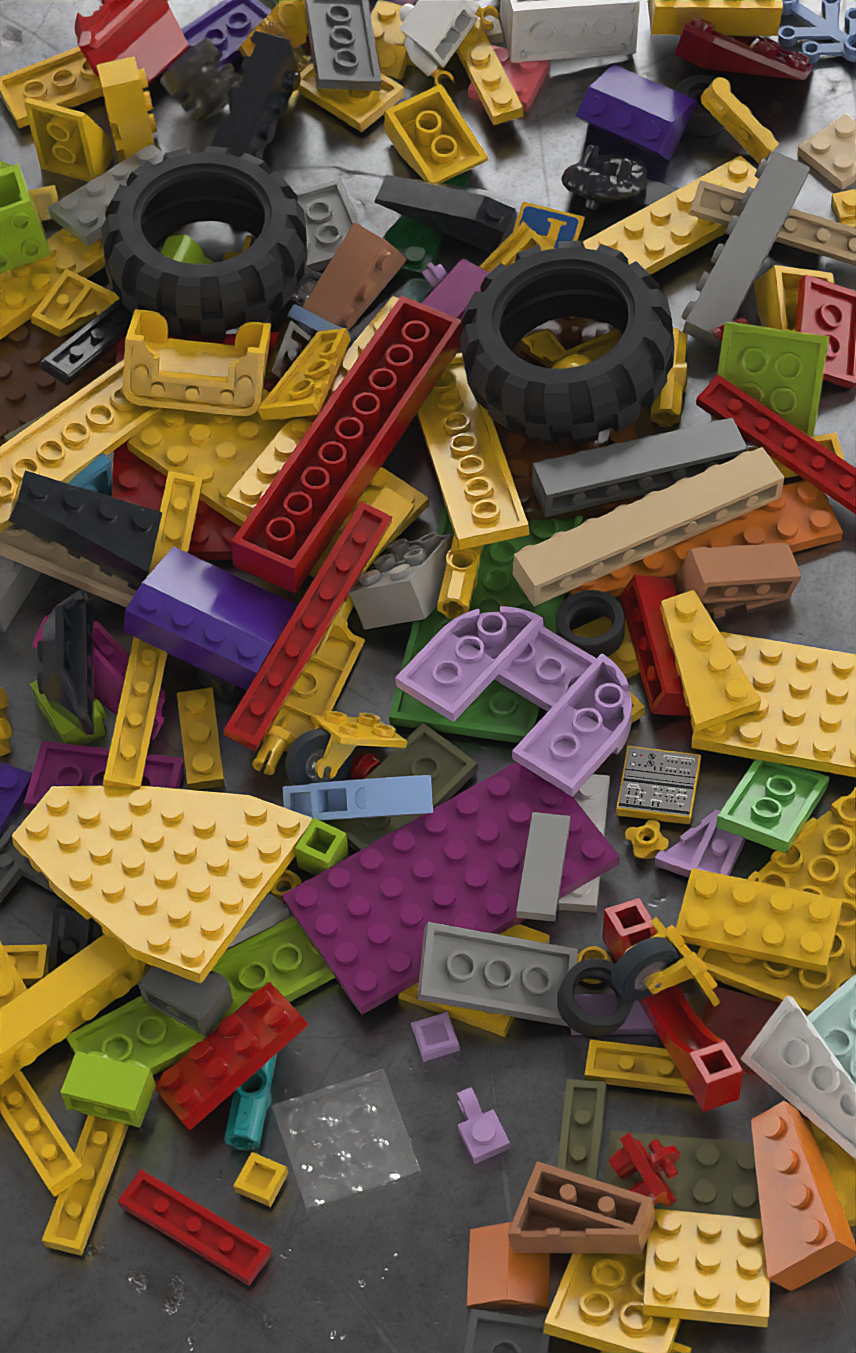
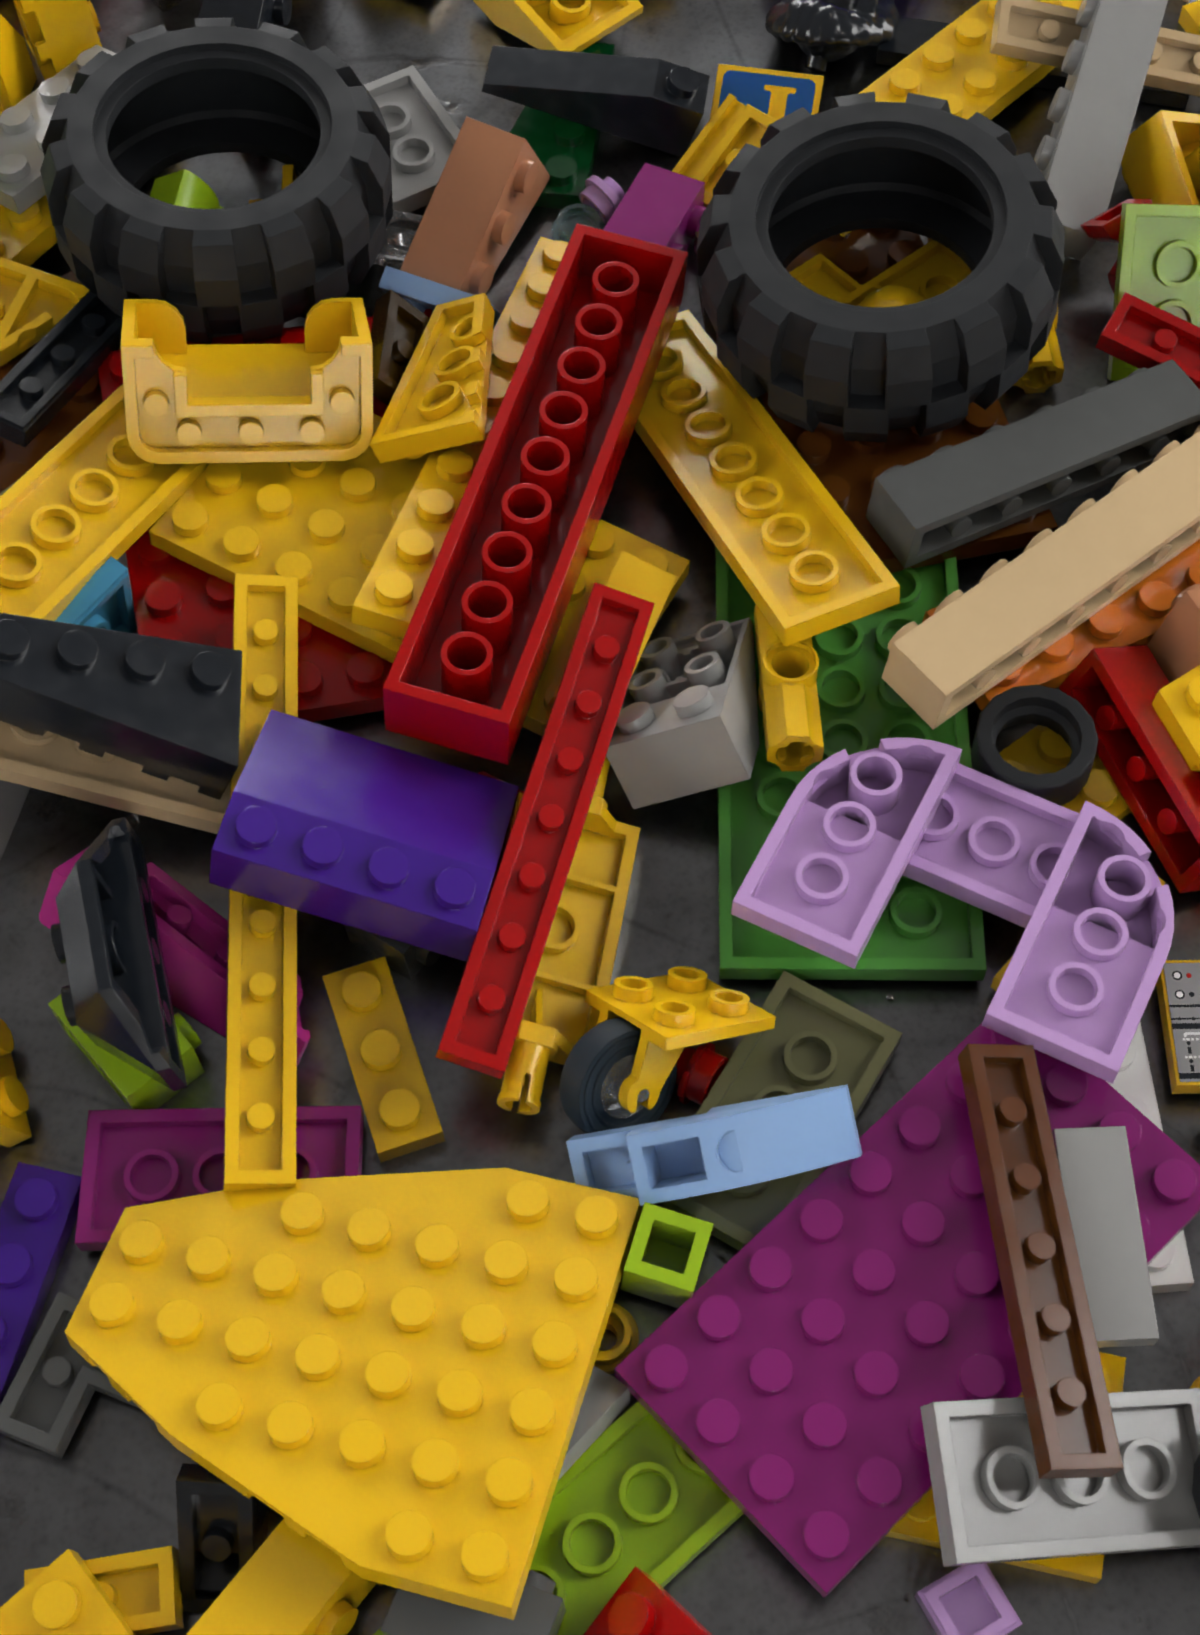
camera: 15 degrees left, 5 degrees up
(502, 867) = (1039, 1265): none -> reddish brown plate

